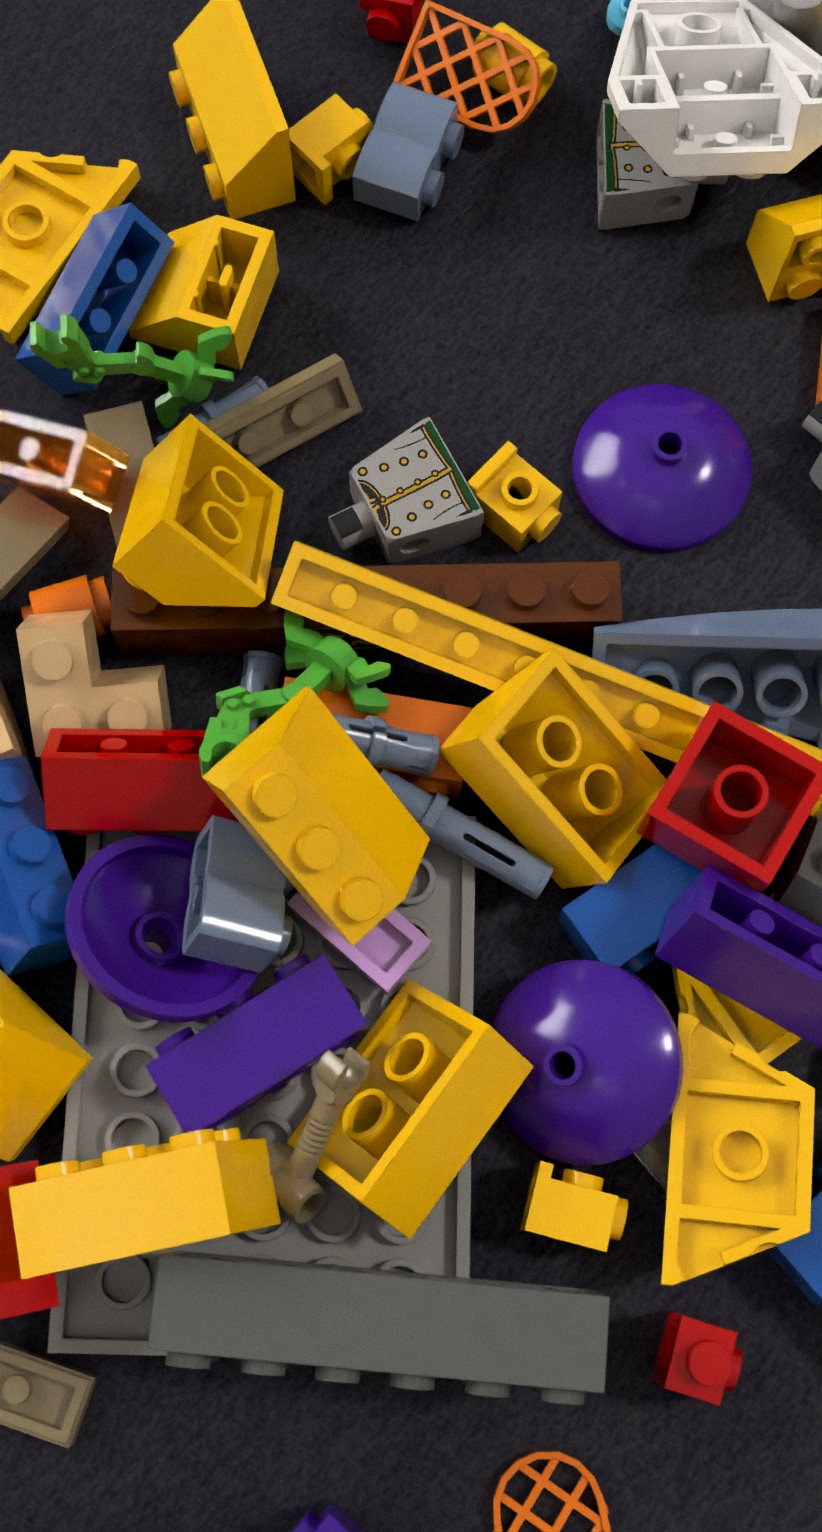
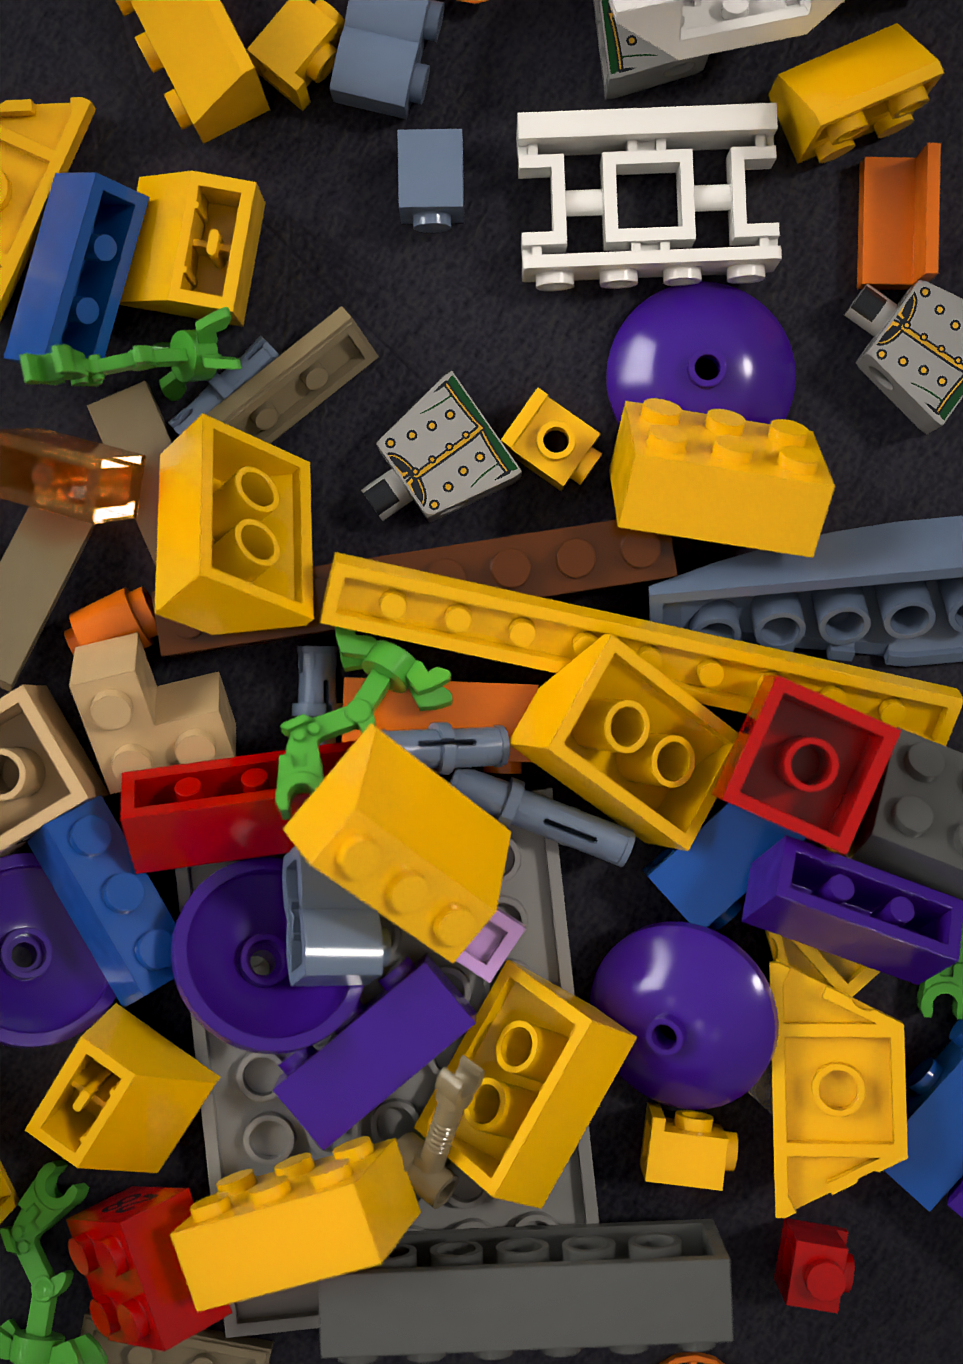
camera: 10 degrees left, 15 degrees up
(432, 263) = (430, 178): none -> sand blue brick
(630, 259) = (648, 143): none -> white fence
(674, 534) = (719, 478): none -> yellow brick

